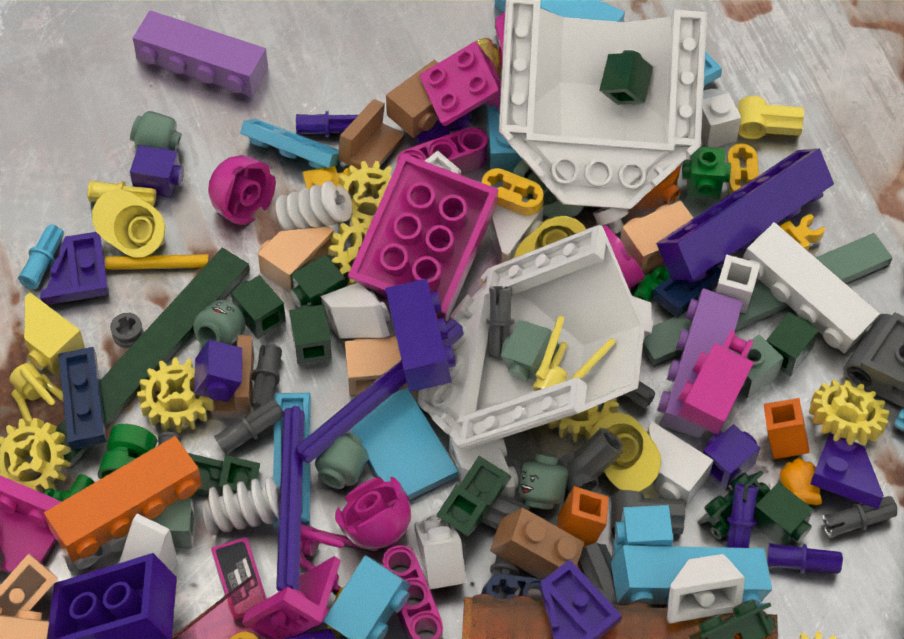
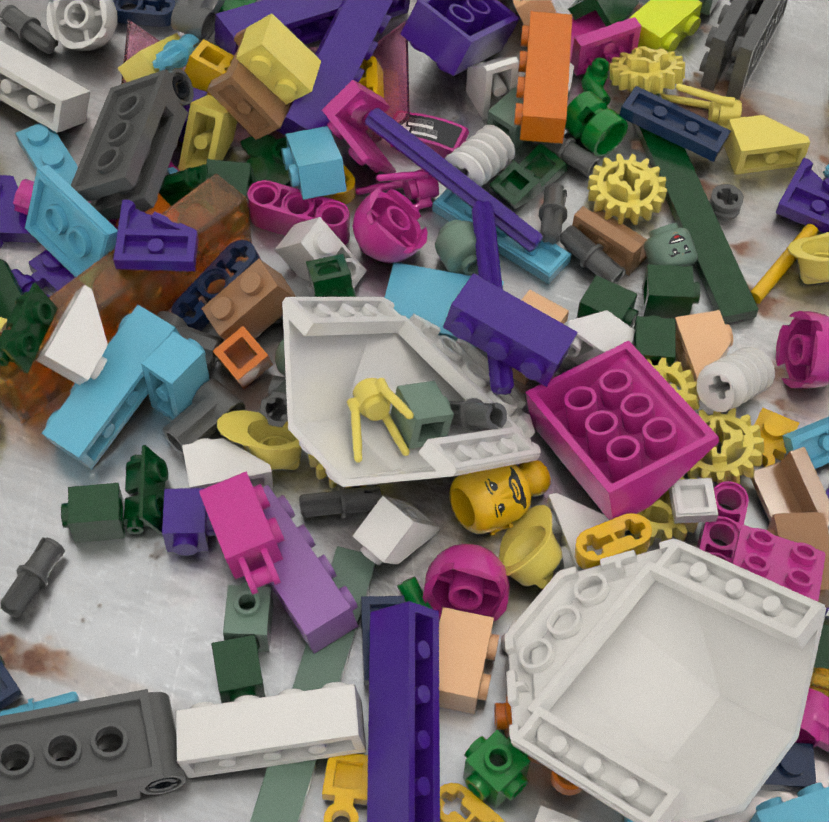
camera: 130 degrees right, 0 degrees up
(218, 370) = (614, 202): dark purple brick -> none
(626, 78) = (658, 735): dark green brick -> none
(738, 279) = (333, 652): white brick -> none
(742, 517) = (122, 469): dark purple axle -> none
(786, 428) = (159, 577): orange brick -> none
(797, 479) = (109, 563): light orange animal -> none
(804, 558) = (42, 502): dark purple axle -> none
(847, 472) = (76, 596): dark purple wing -> none
(849, 412) = (130, 633): light yellow gear -> none

